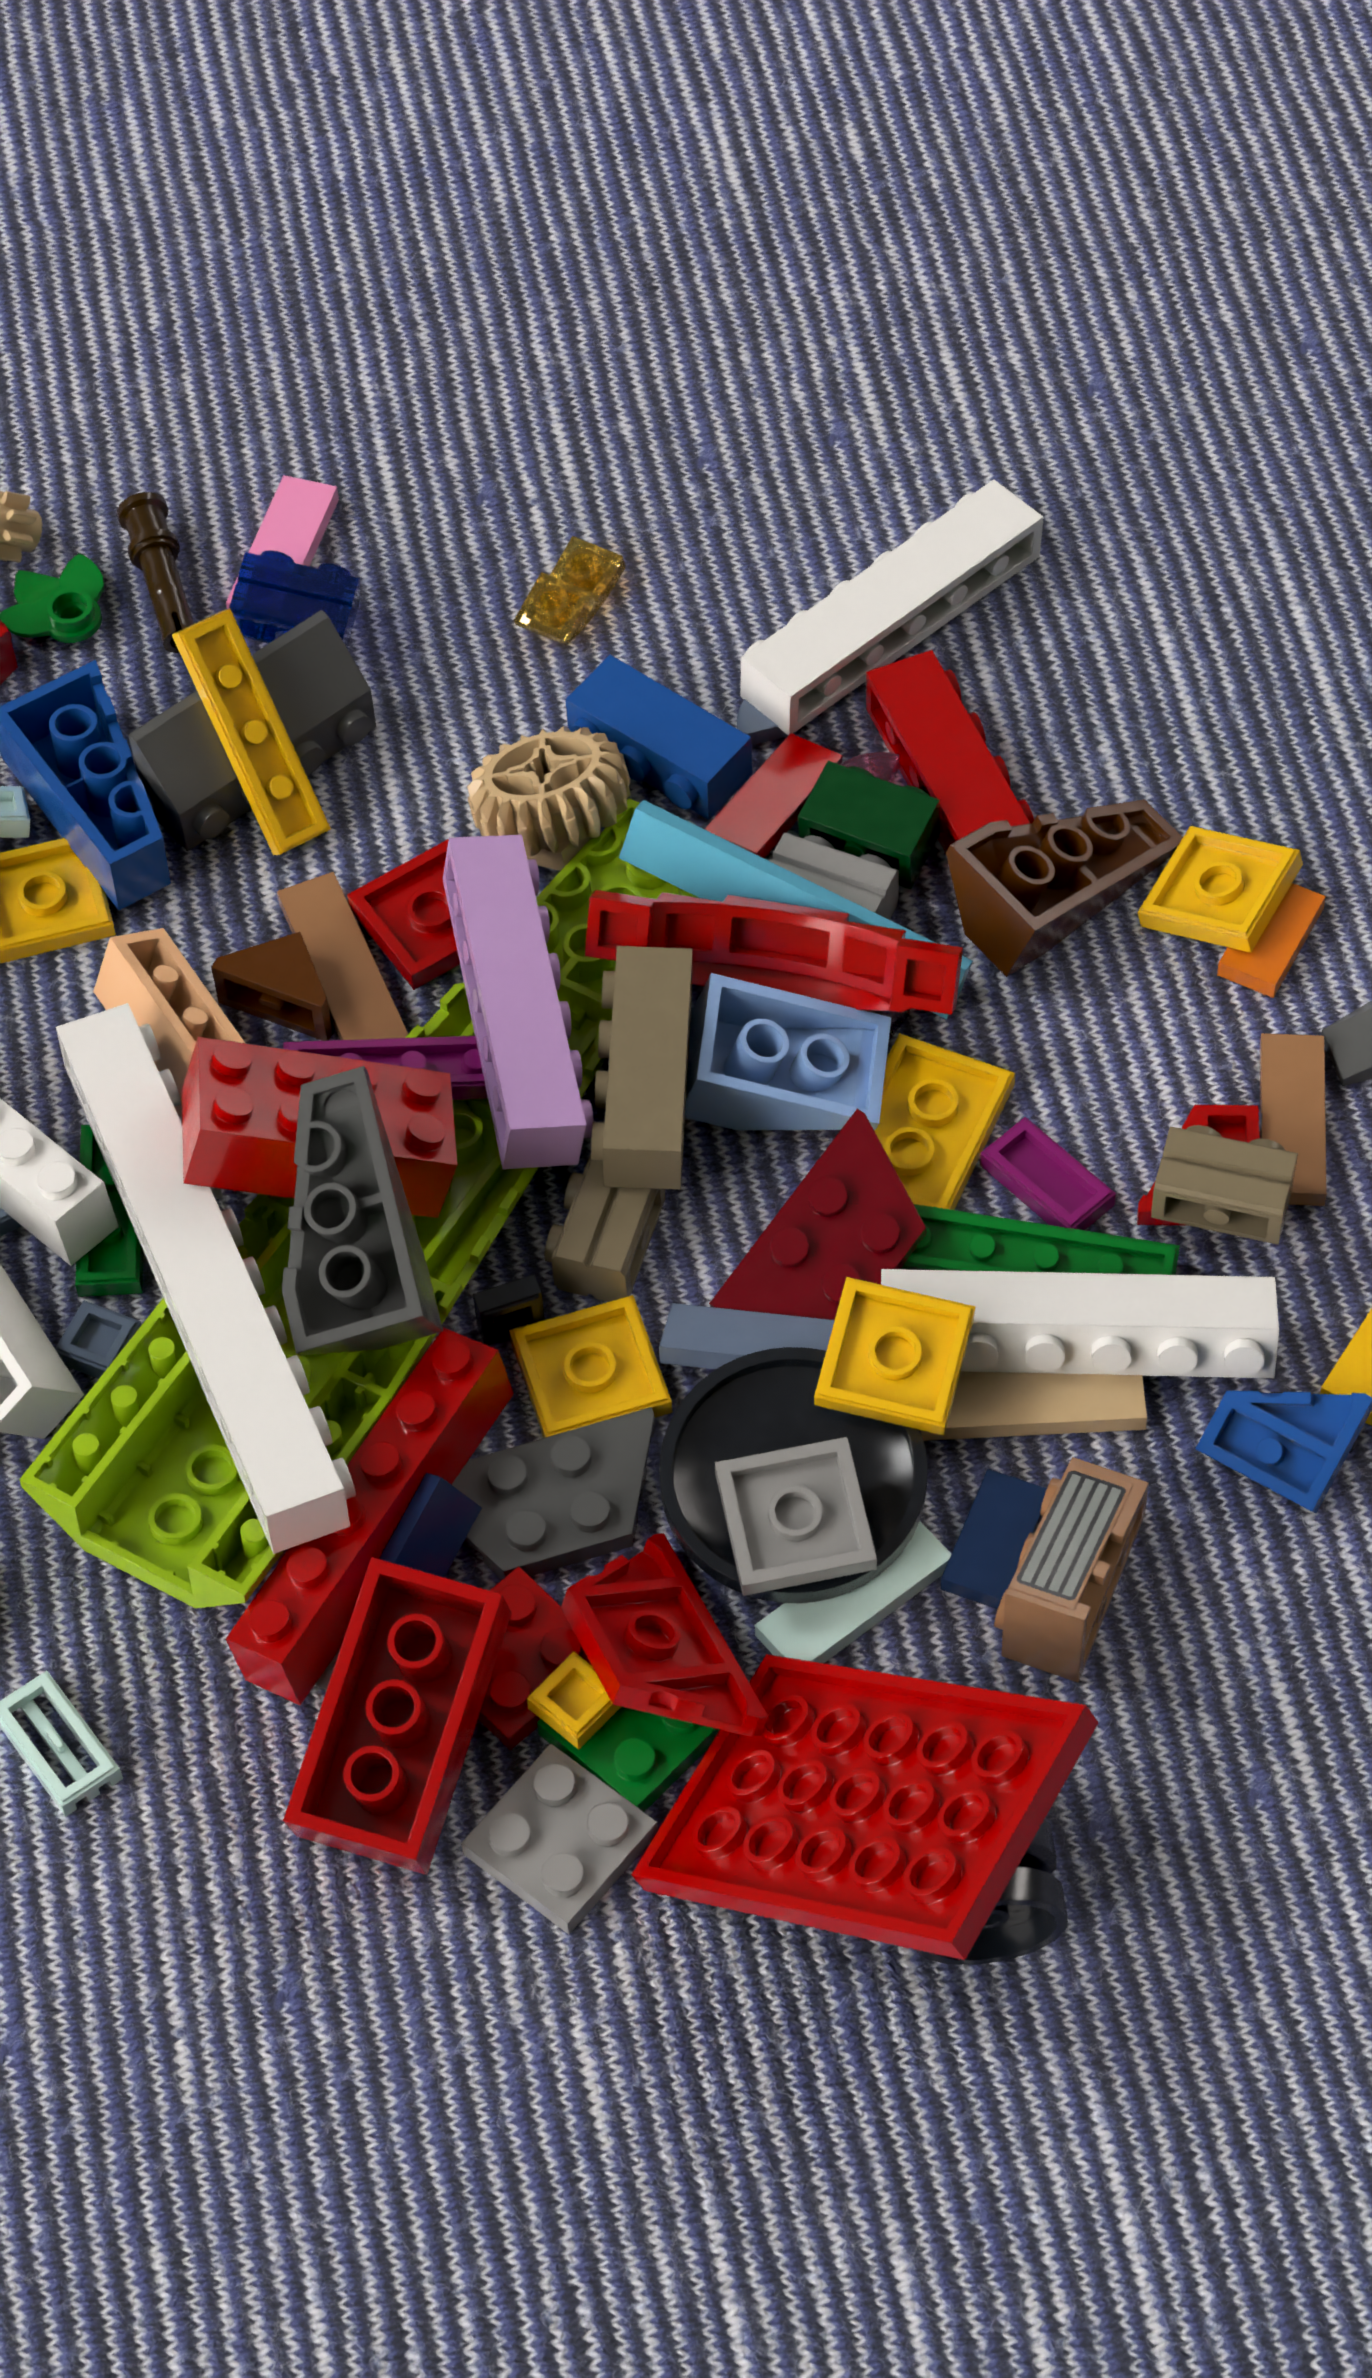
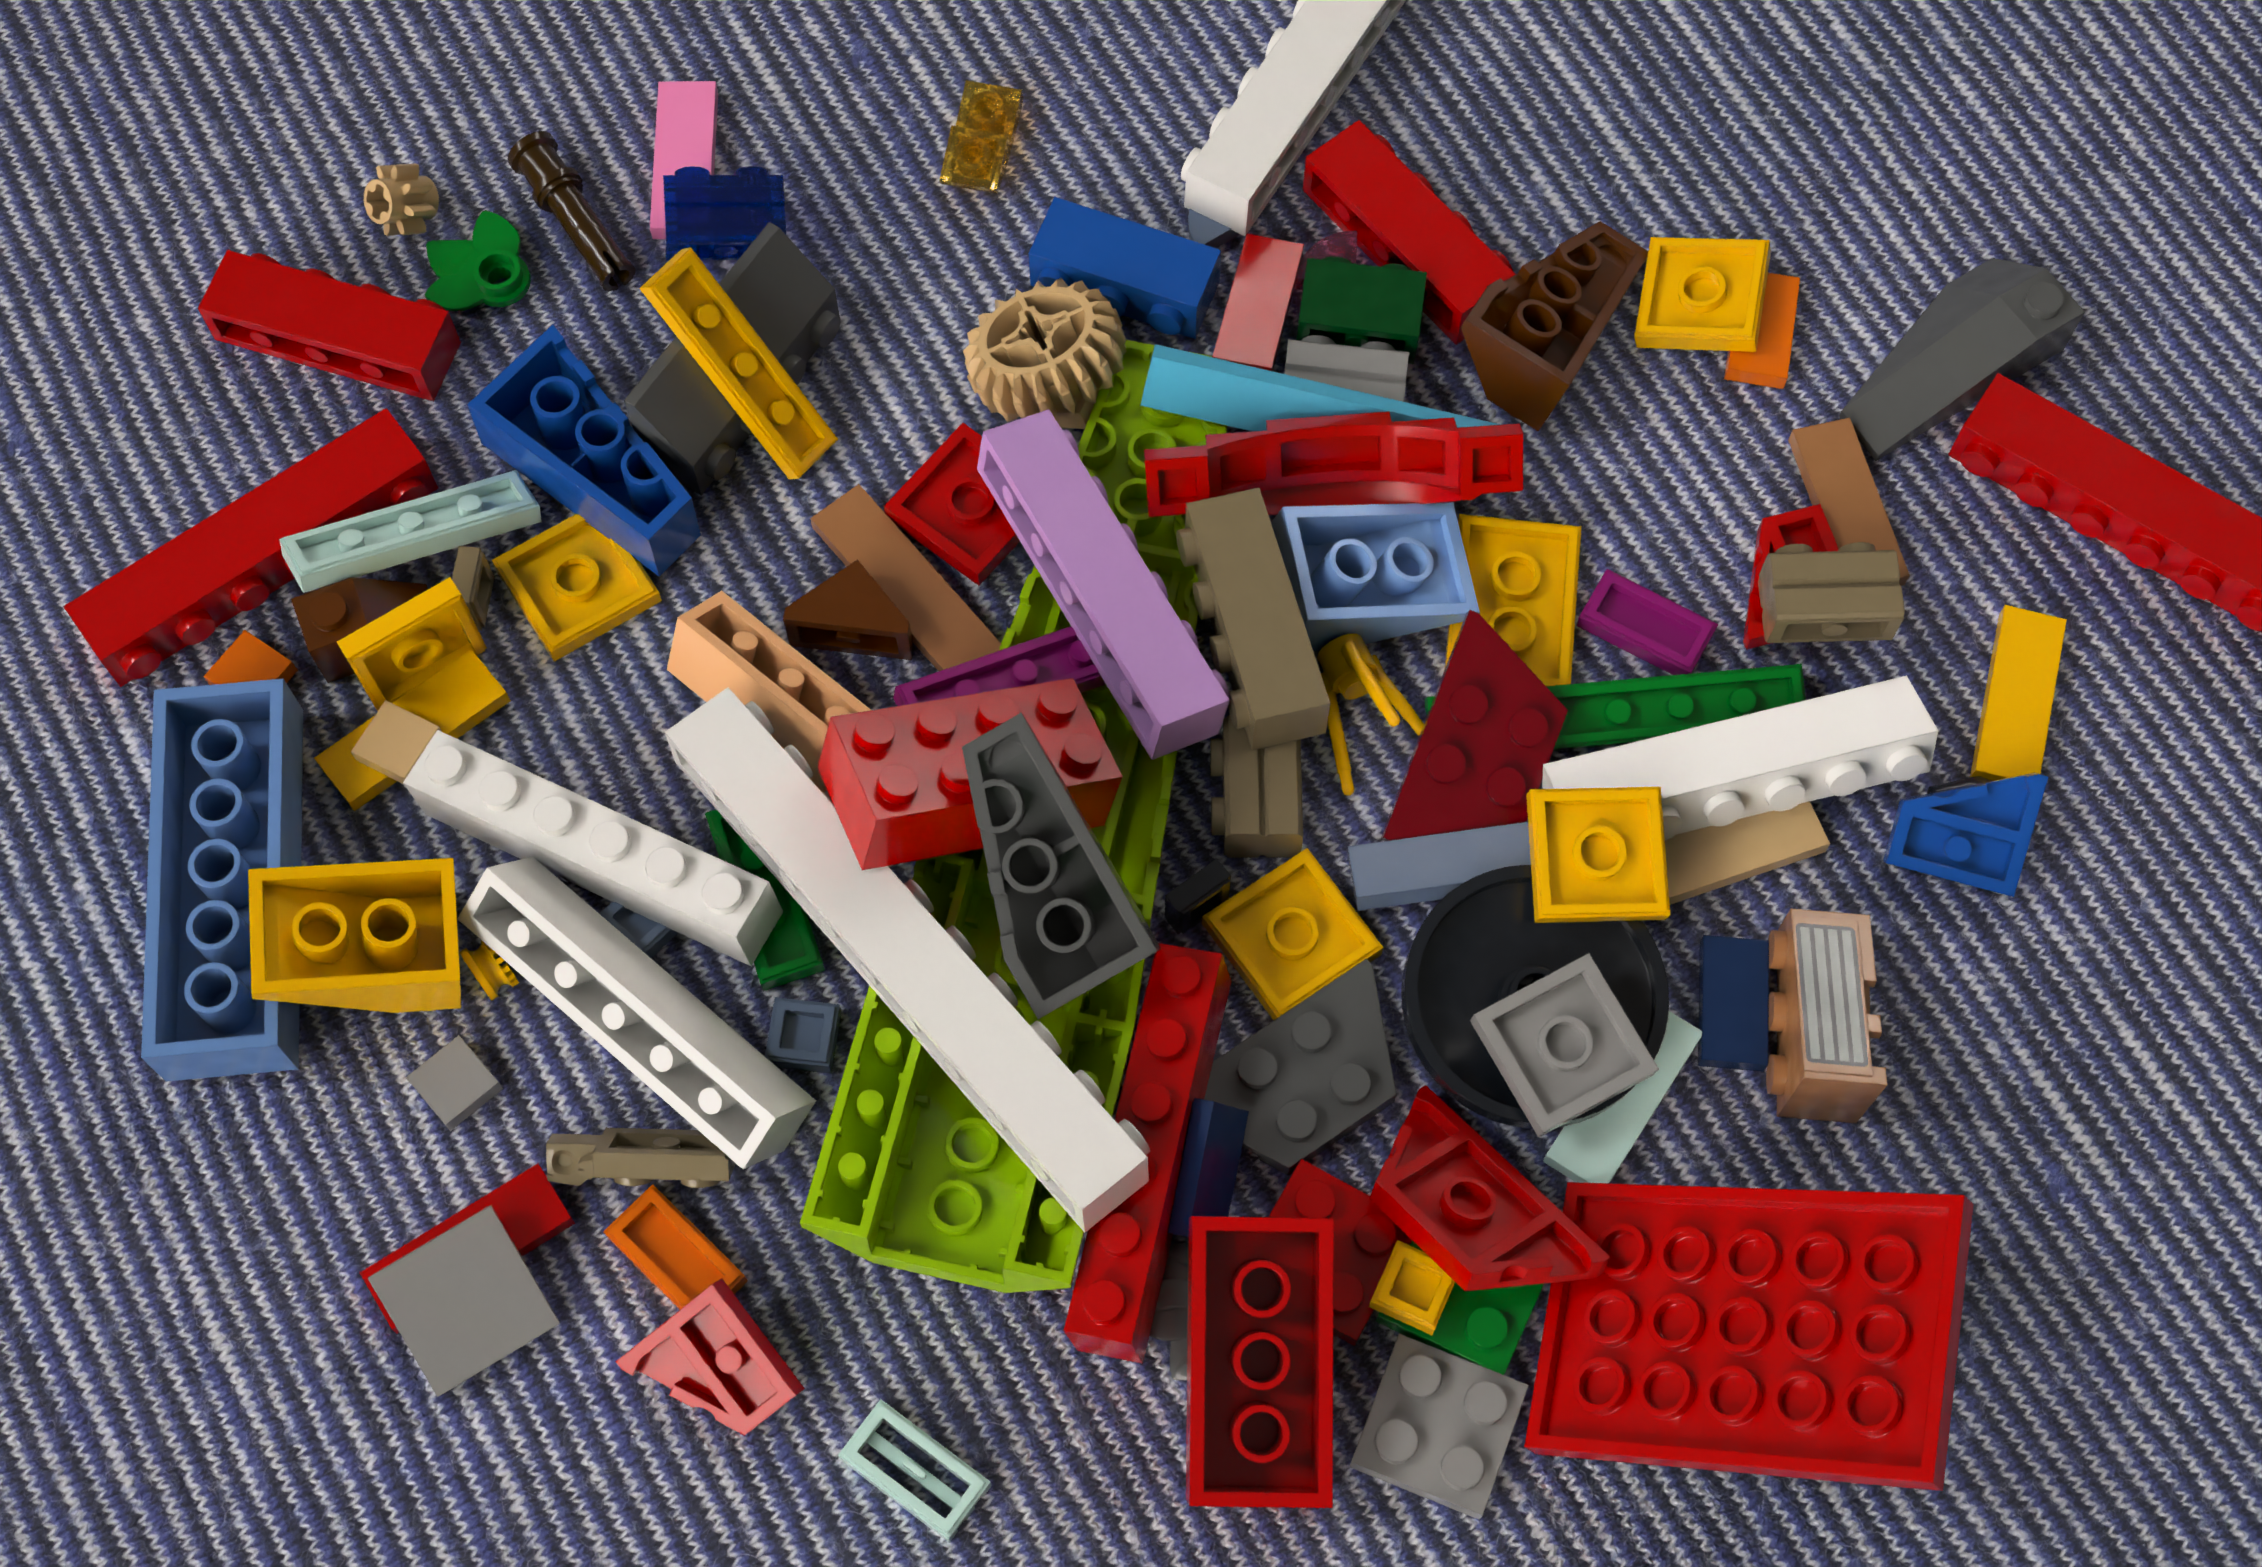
camera: 20 degrees left, 10 degrees up
(737, 1151) = (1355, 673): none -> yellow plant

